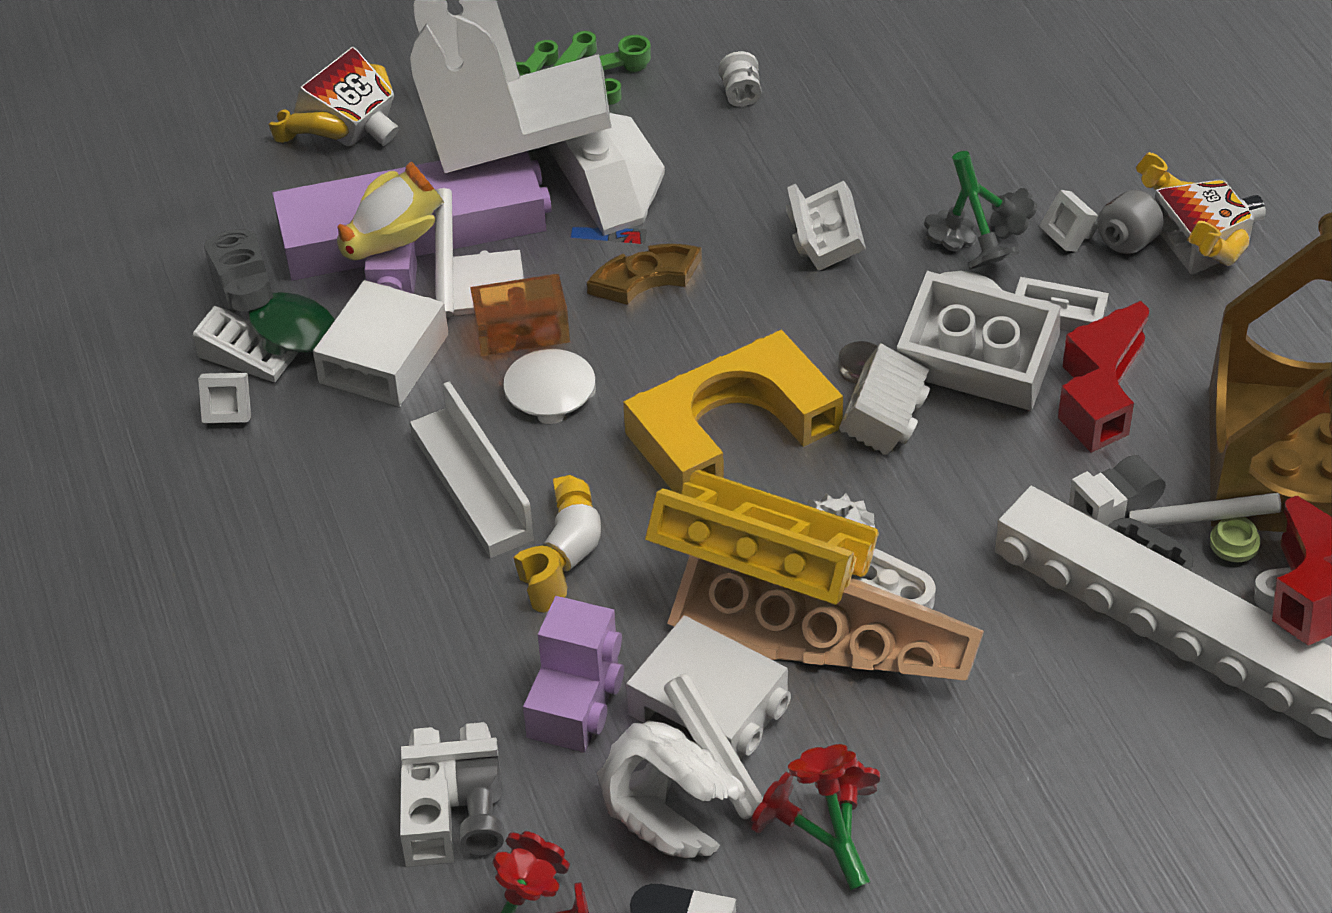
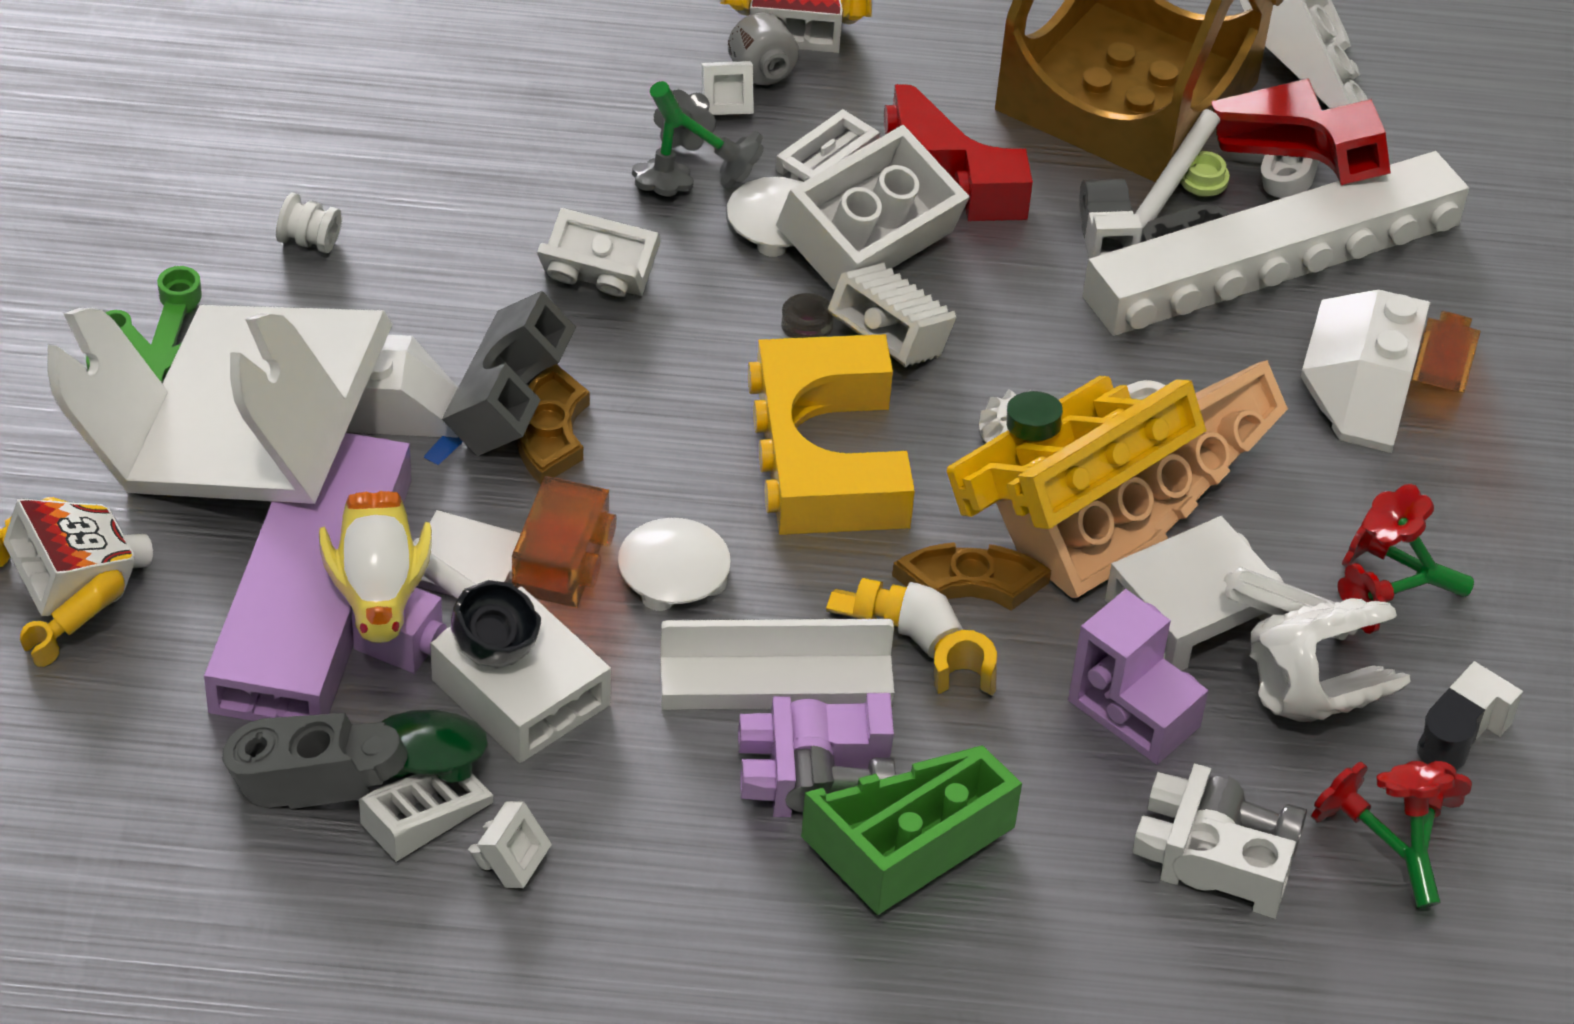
camera: 70 degrees left, 0 degrees up
(346, 594) = (911, 826): none -> bright green wedge
(374, 290) = (494, 623): none -> black hair
(395, 510) = (814, 748): none -> lavender hips
(657, 222) = (494, 397): none -> dark grey arch
(657, 566) = (974, 572): none -> pearl gold tile
(778, 495) = (1034, 416): none -> dark green tile
(1089, 725) = (1364, 363): none -> white wedge
(1132, 774) = (1447, 352): none -> clear orange slope

